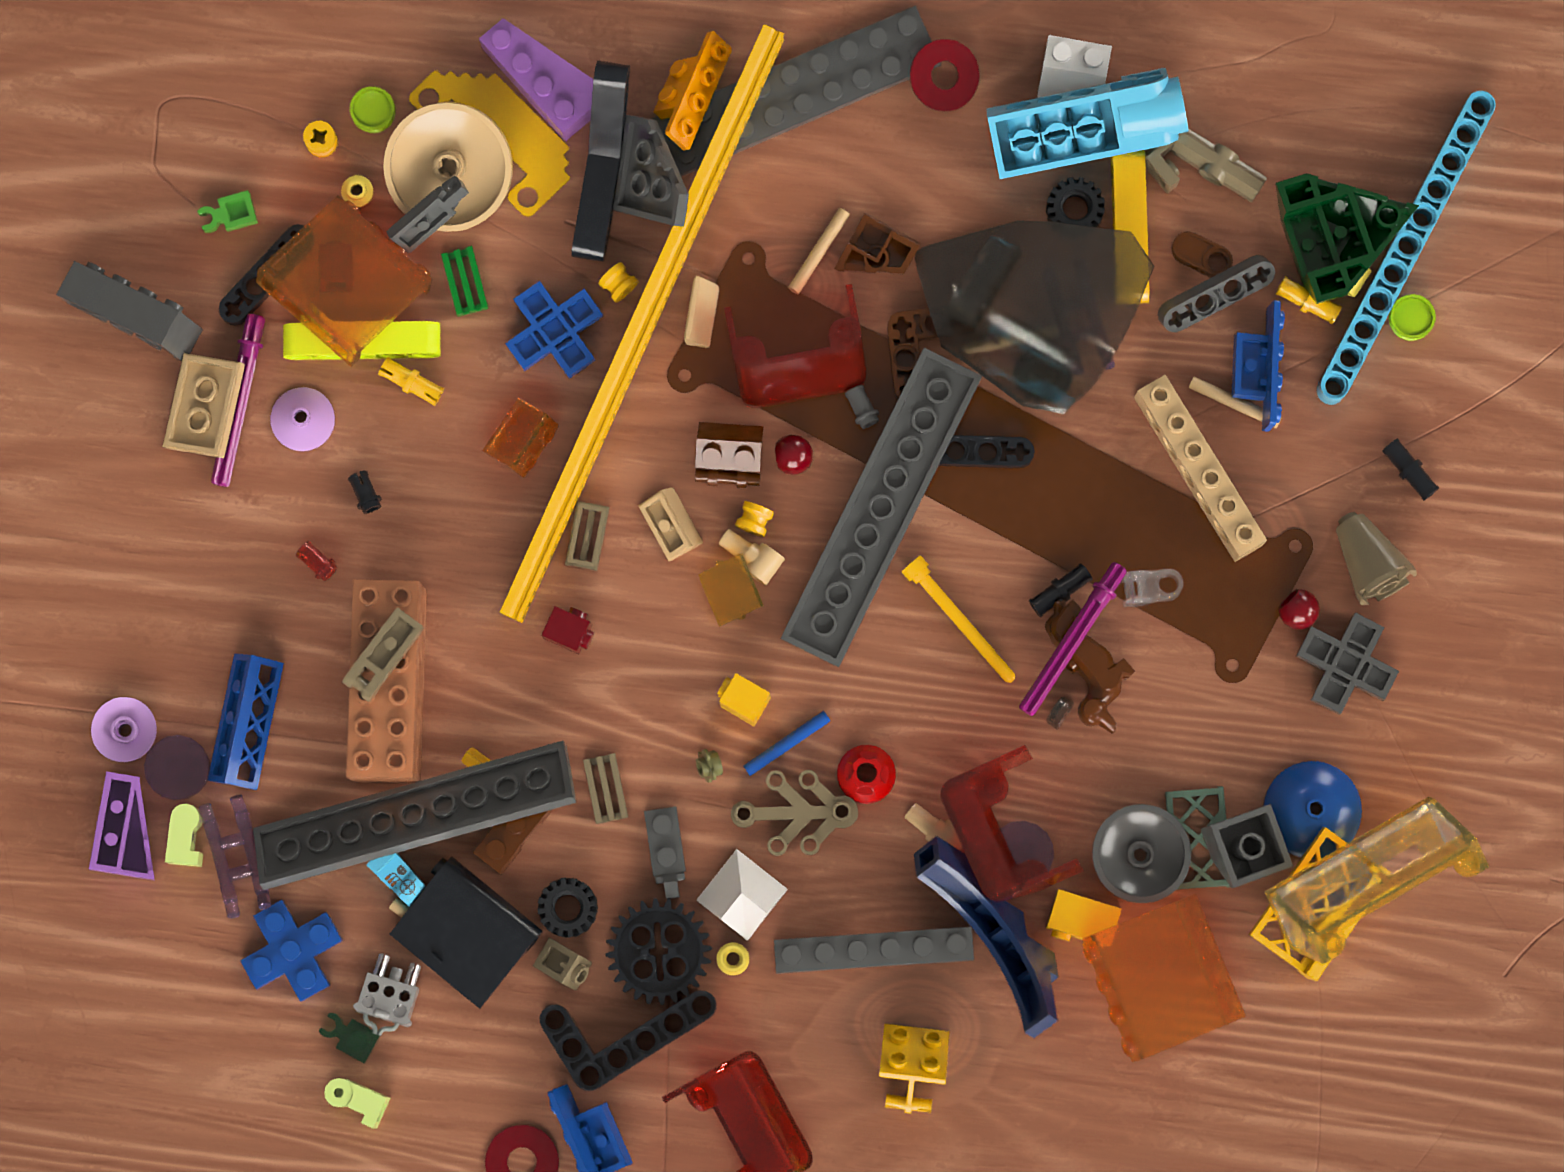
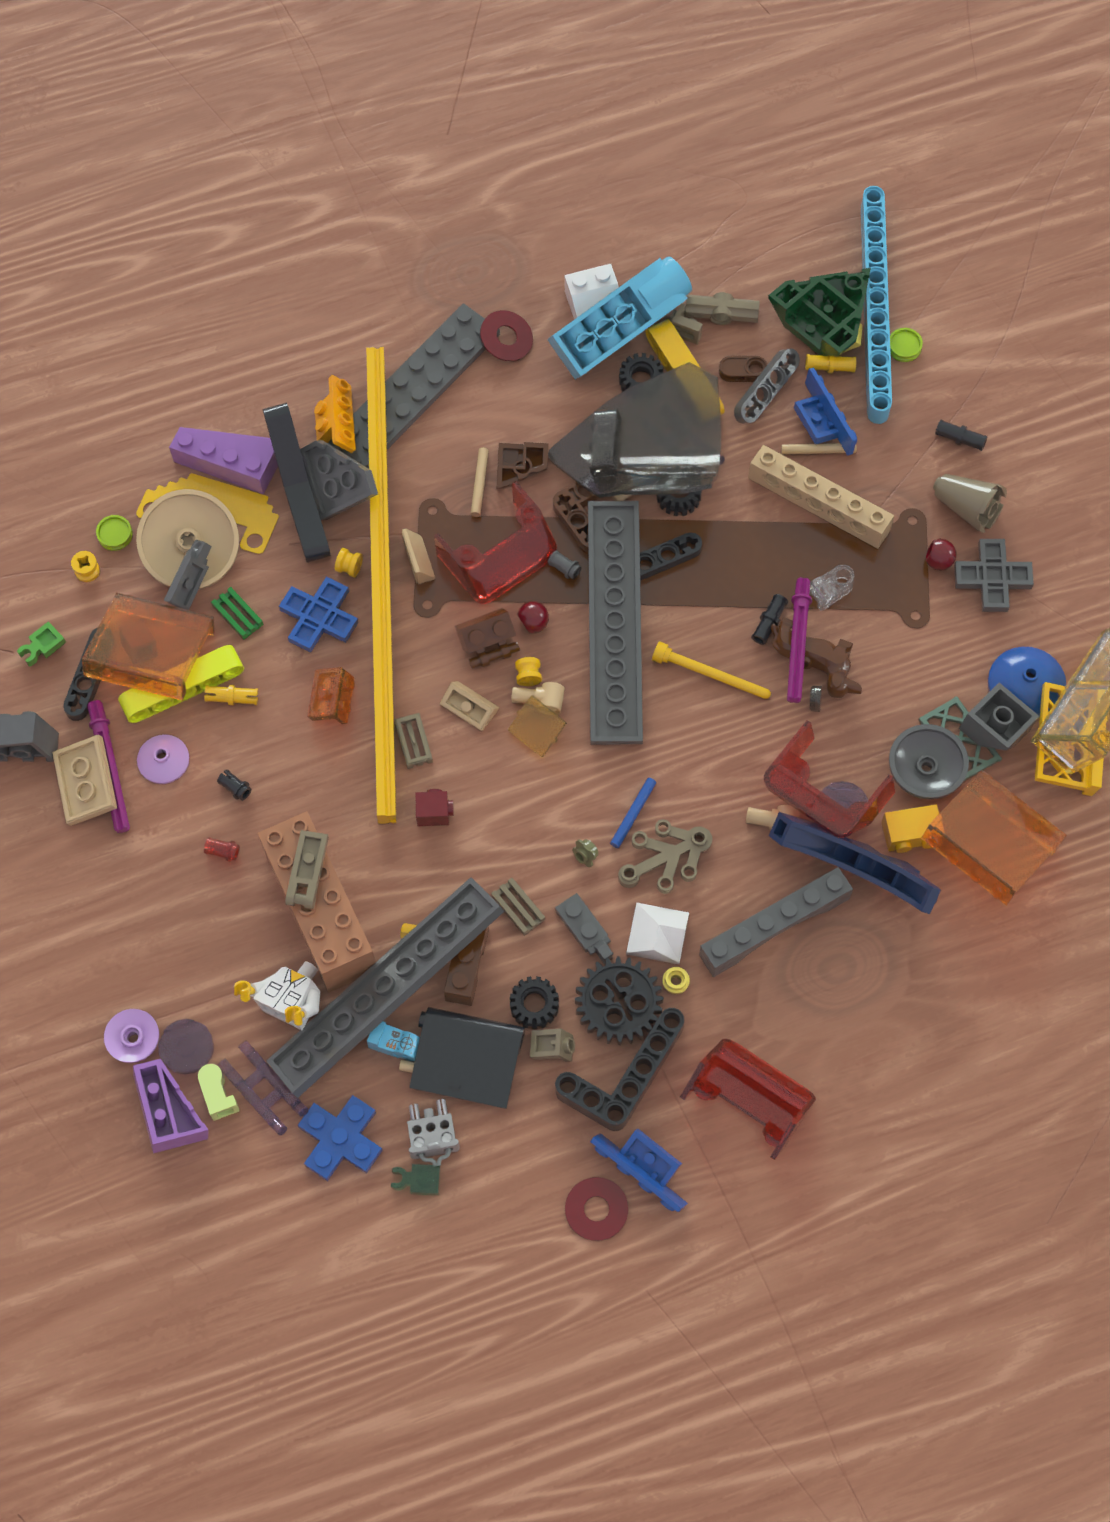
camera: 30 degrees left, 15 degrees down
(239, 719) = (216, 985): blue fence -> none
(305, 768) = (285, 994): none -> white torso
(349, 1094) = (446, 1220): yellowish green leg -> none
(362, 199) = (129, 581): light yellow plate -> none
(743, 698) = (586, 791): yellow brick -> none
(866, 792) = (701, 817): red piece -> none
(913, 1056) = (846, 981): yellow plate -> none

